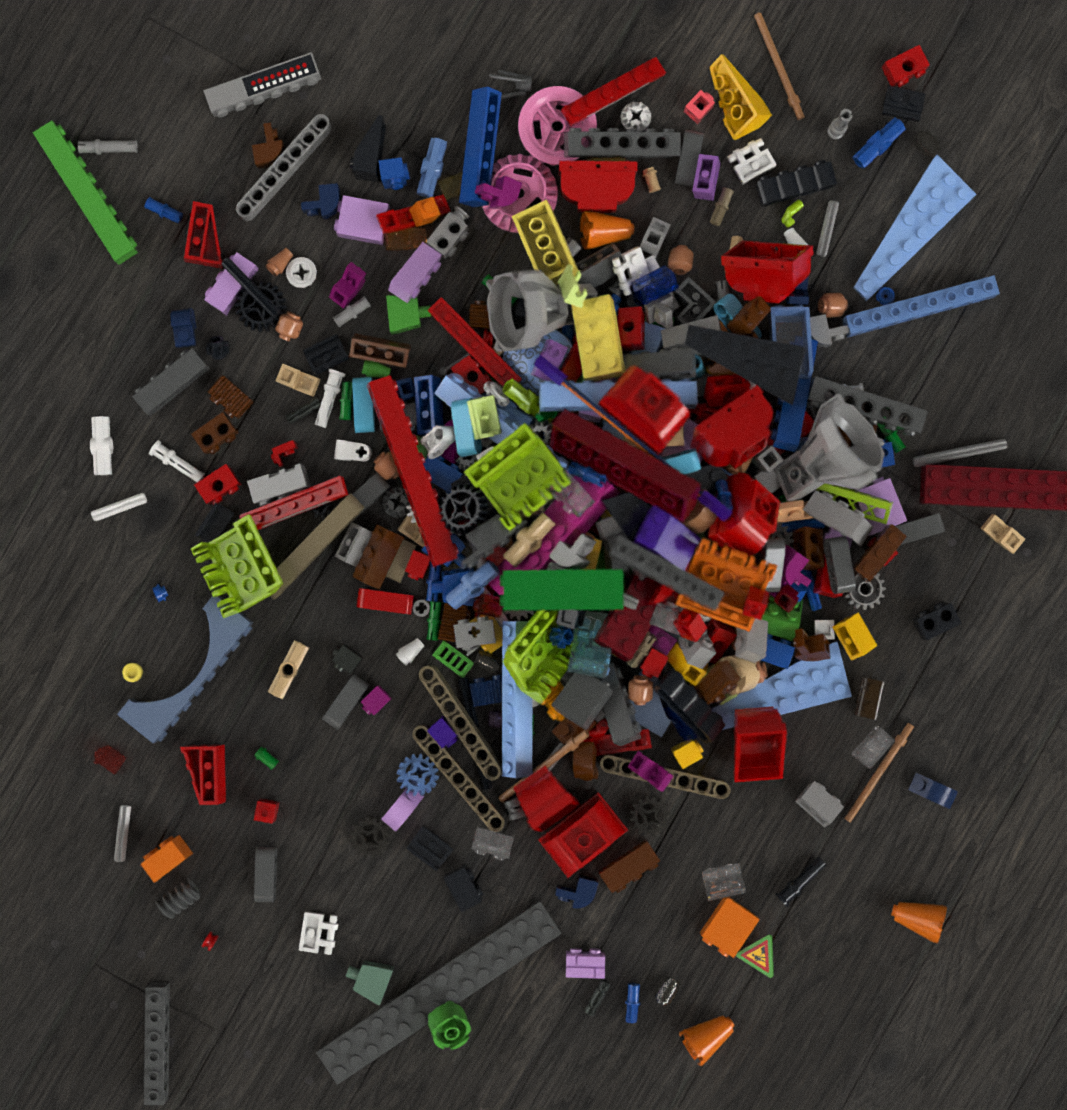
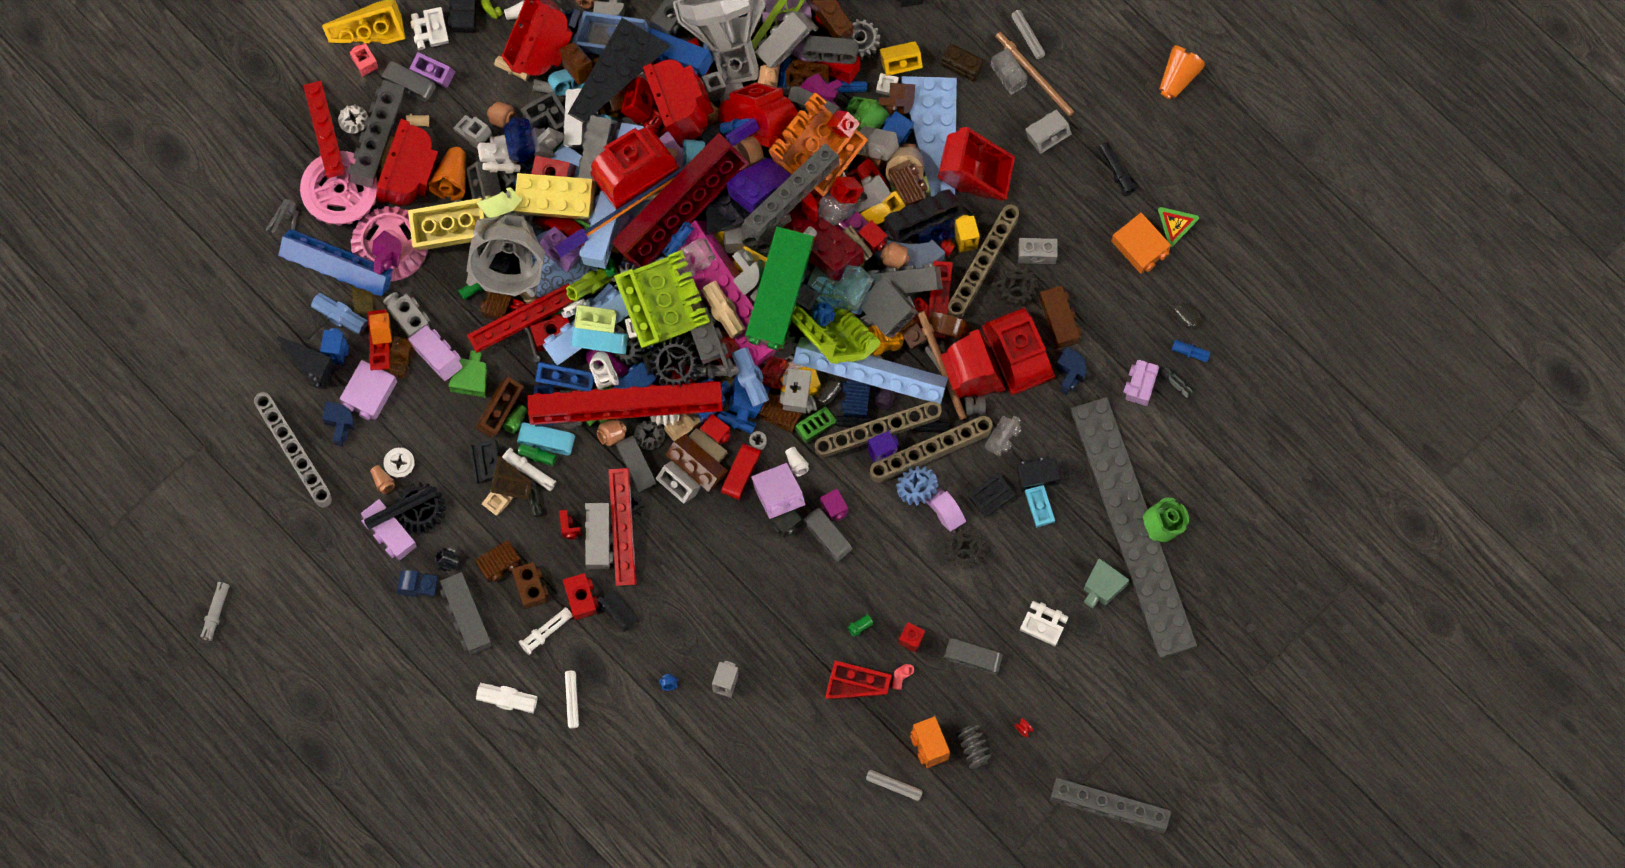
camera: 75 degrees left, 15 degrees down
(85, 192) = (253, 643): bright green brick -> none
(109, 759) = (817, 776): clear red bracket -> none
(132, 672) = (738, 732): light yellow tile -> none
(155, 717) = (722, 627): sand blue arch -> none
(163, 210) = (295, 575): blue axle -> none
(173, 647) = (725, 678): none -> light grey brick
(202, 237) = (335, 542): red wedge -> none
(231, 809) = (900, 674): none -> coral arm
(238, 567) = (666, 590): lime slope -> none
(262, 85) = (206, 447): light grey brick -> none
(267, 153) = (273, 458): reddish brown brick -> none
(289, 326) = (447, 486): nougat head -> none
(294, 658) = (771, 570): tan piece -> none
(308, 384) = (510, 481): none -> dark brown wing
(317, 541) = (668, 521): dark tan beam -> none
(348, 286) = (426, 419): magenta brick -> none
(349, 451) = (585, 464): white piece -> none
(351, 311) = (452, 425): light grey pin -> none
(371, 643) = (778, 490): none -> lavender brick
(432, 898) = (1039, 506): none -> medium azure plate
(434, 620) = (773, 431): green pin -> none
(650, 771) = (973, 267): magenta brick -> none
(670, 736) = (947, 246): none -> red plate
(691, 826) = (1037, 251): none -> light grey brick
(707, 1037) = (1241, 293): orange cone -> none
(721, 206) = (463, 66): dark tan axle -> none
(723, 881) = (1097, 236): clear bracket -> none
(790, 595) = (846, 101): dark red leg -> none
(925, 749) = (1028, 34): none -> light grey axle
(933, 790) = (1063, 29): dark blue brick -> none

